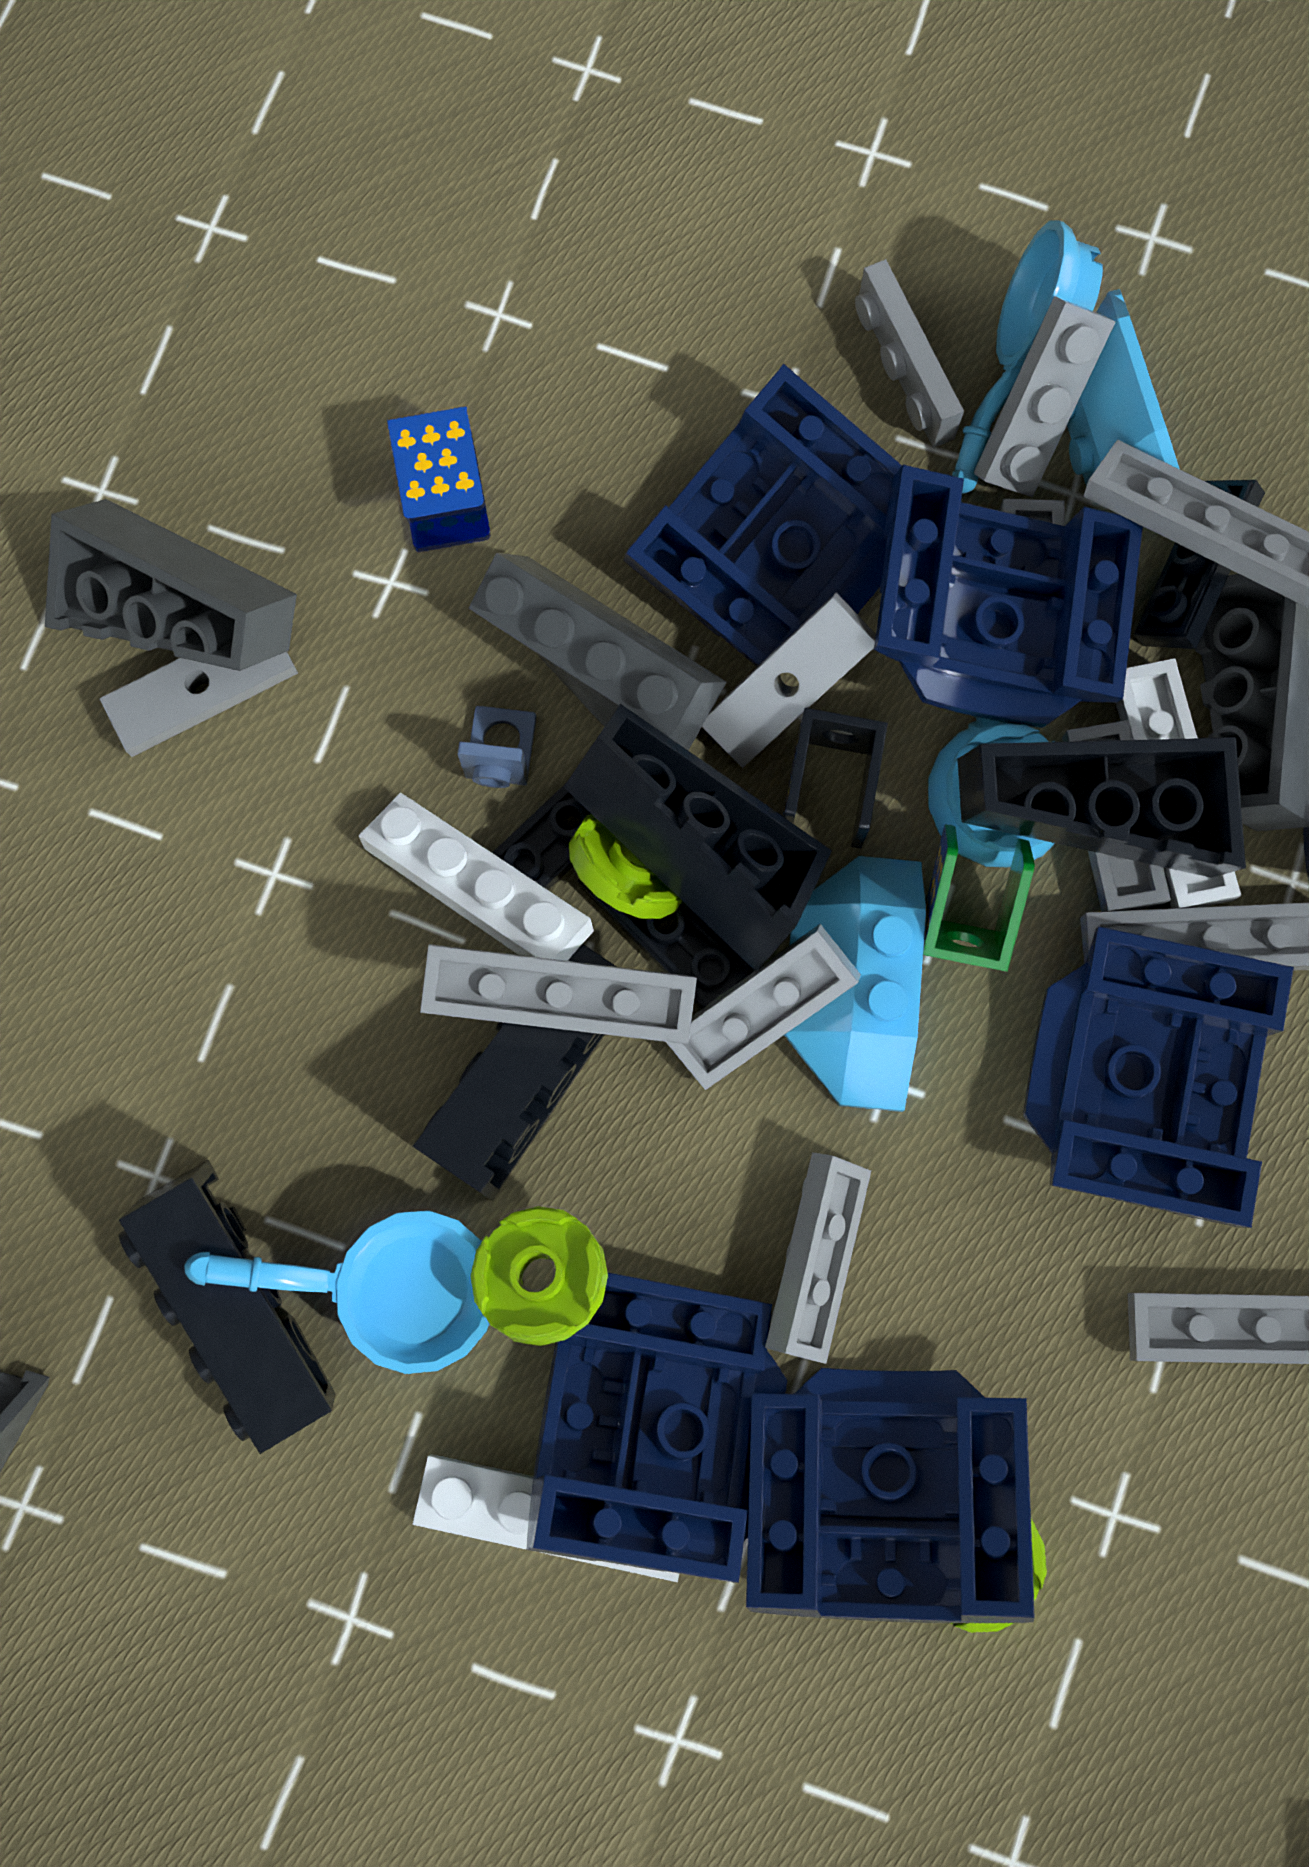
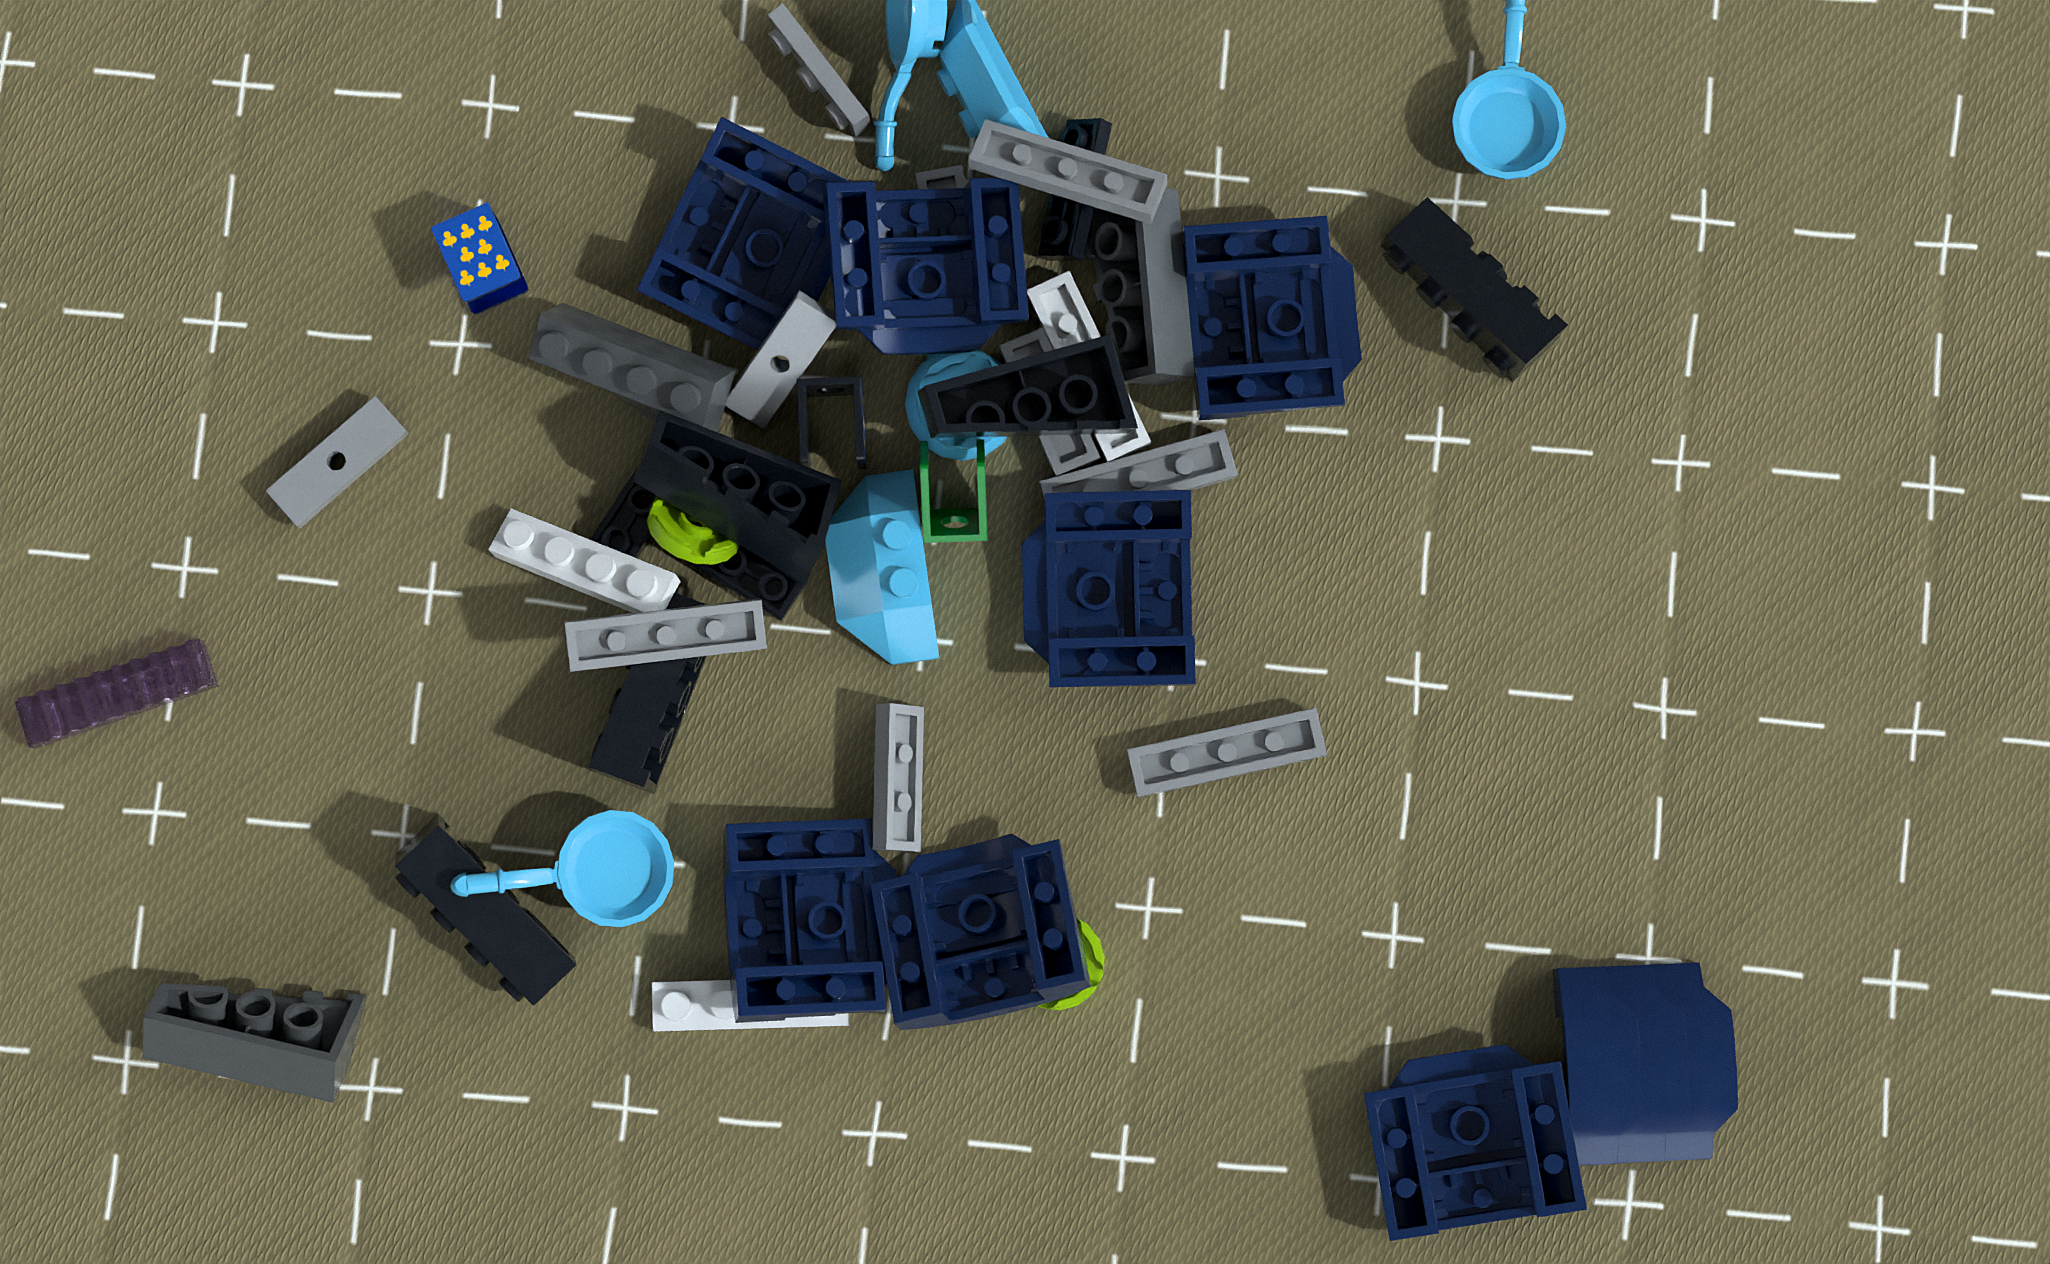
camera: 15 degrees left, 5 degrees up
(160, 590) = (292, 398): dark grey wedge -> none
(493, 764) = (577, 473): sand blue bracket -> none
(562, 1306) = (721, 852): lime tile -> none
(766, 1006) = (817, 607): light grey plate -> none
(1044, 396) = (925, 92): light grey plate -> none

